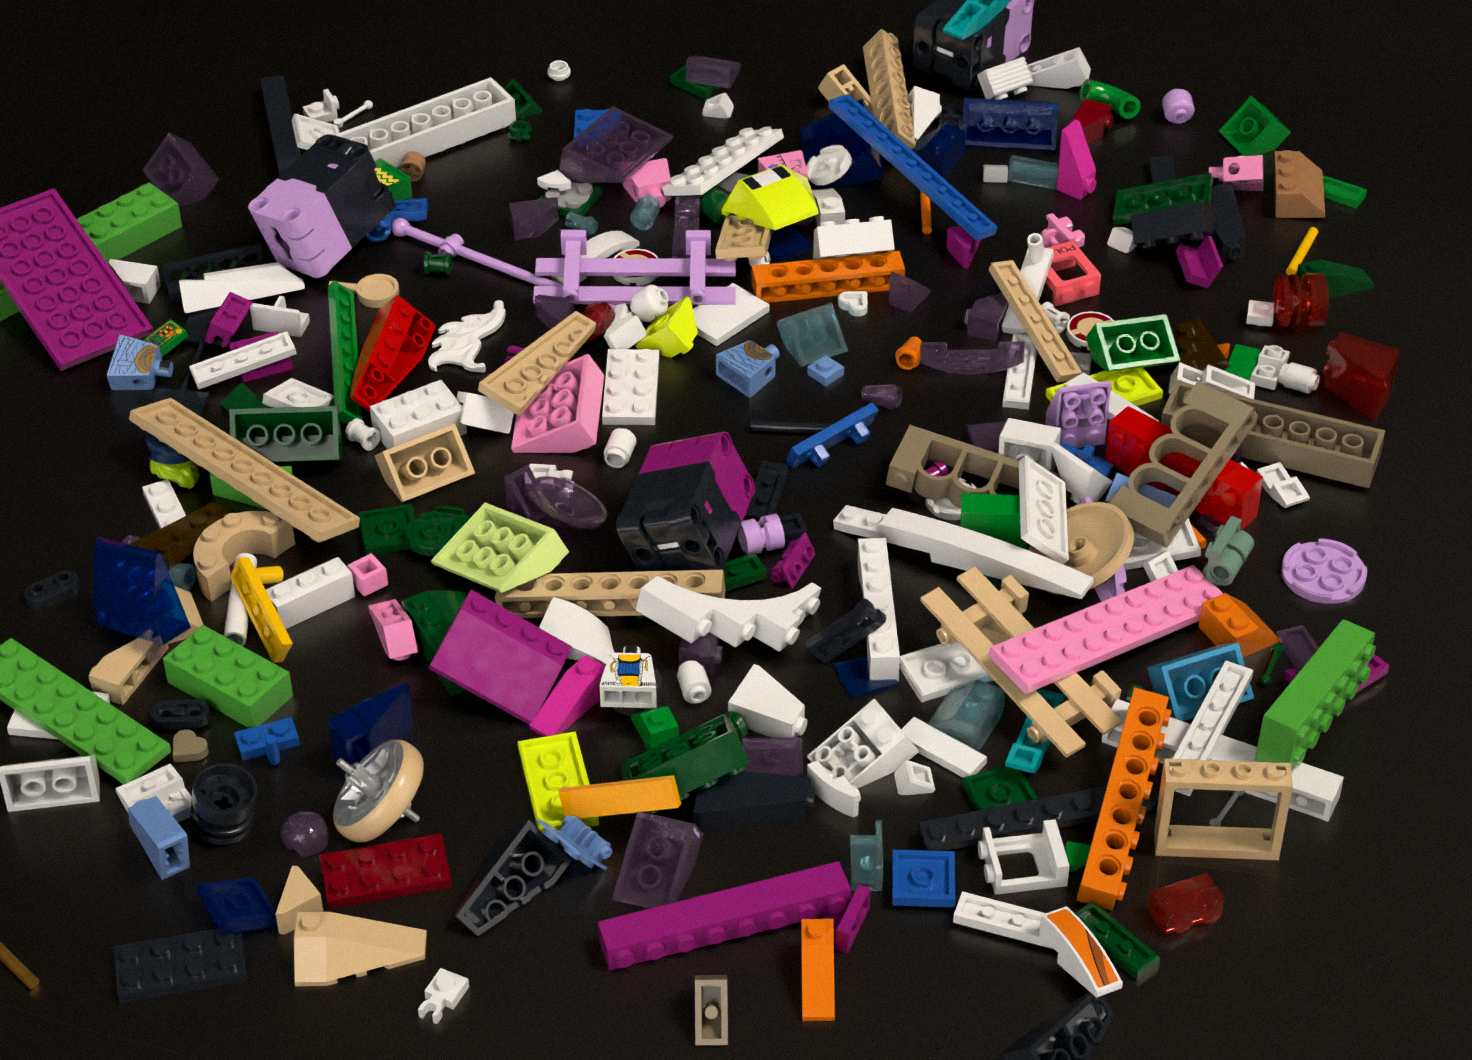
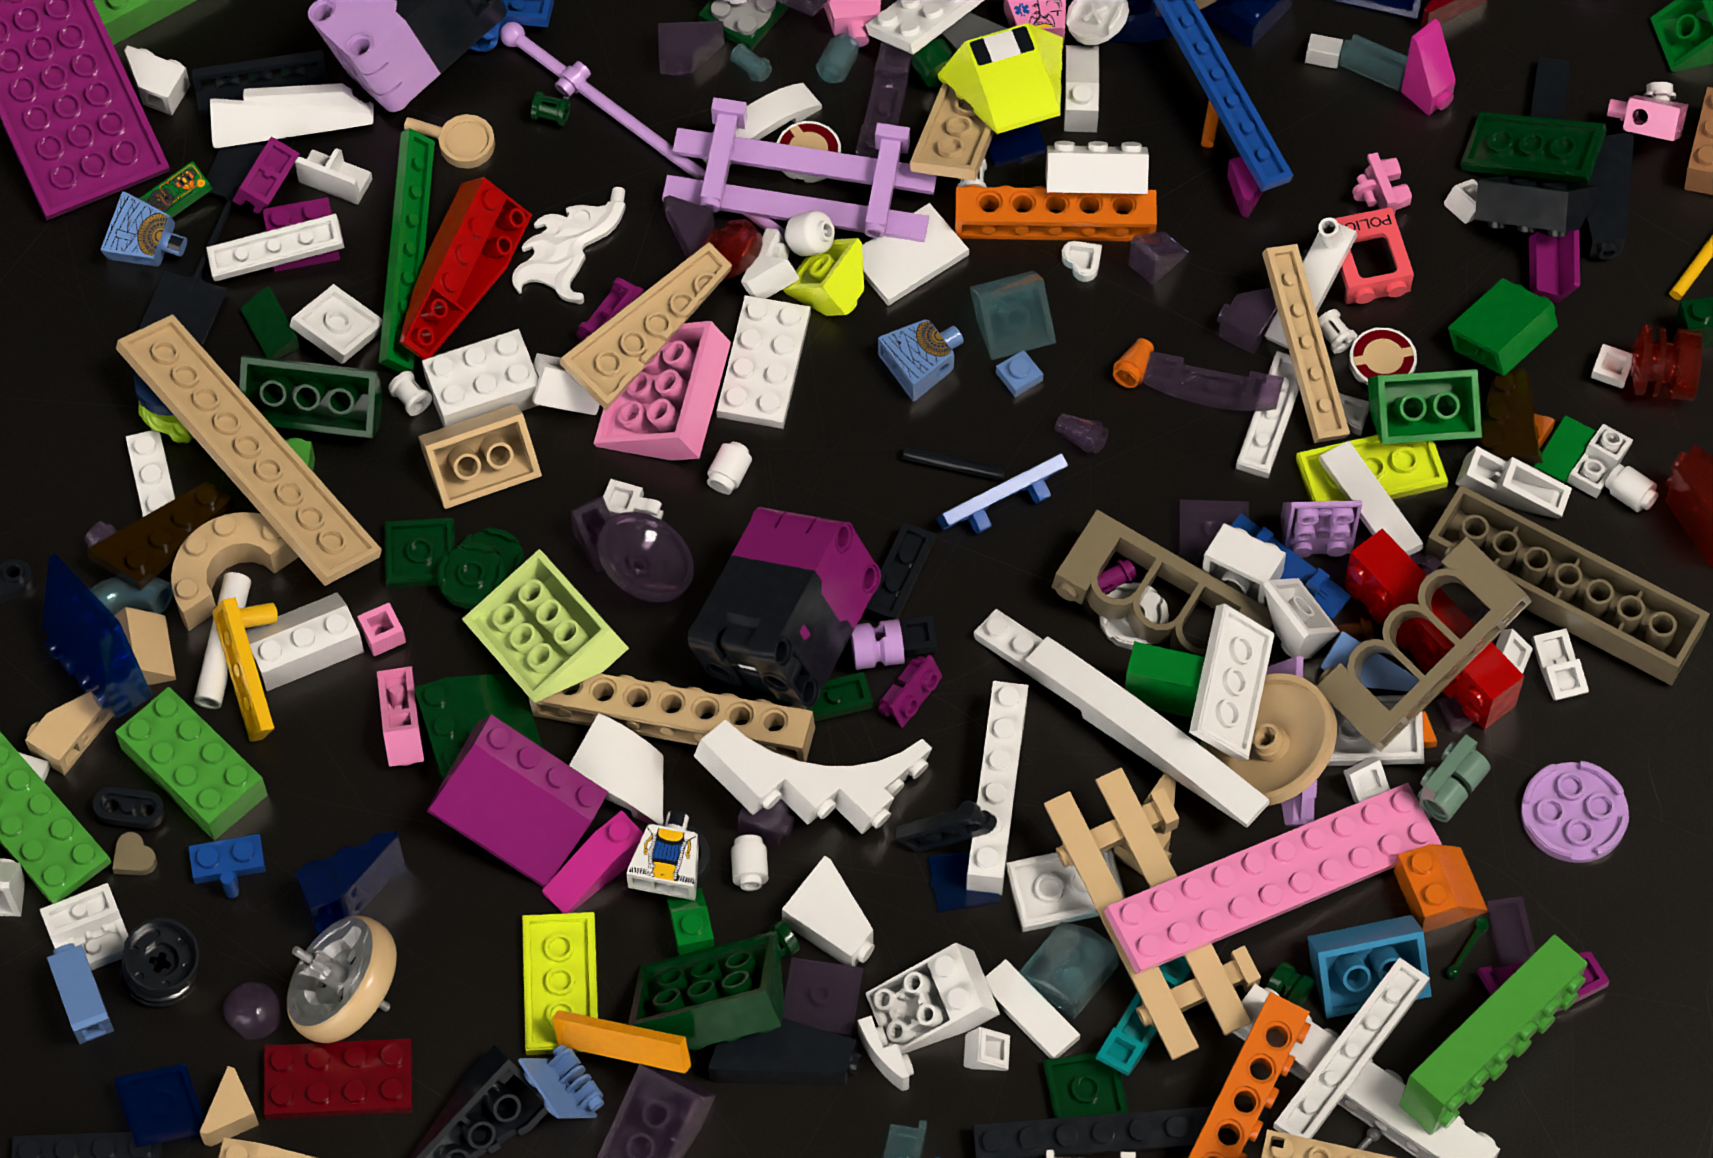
camera: 10 degrees right, 20 degrees up
(1176, 294) = (1503, 326): none -> green brick

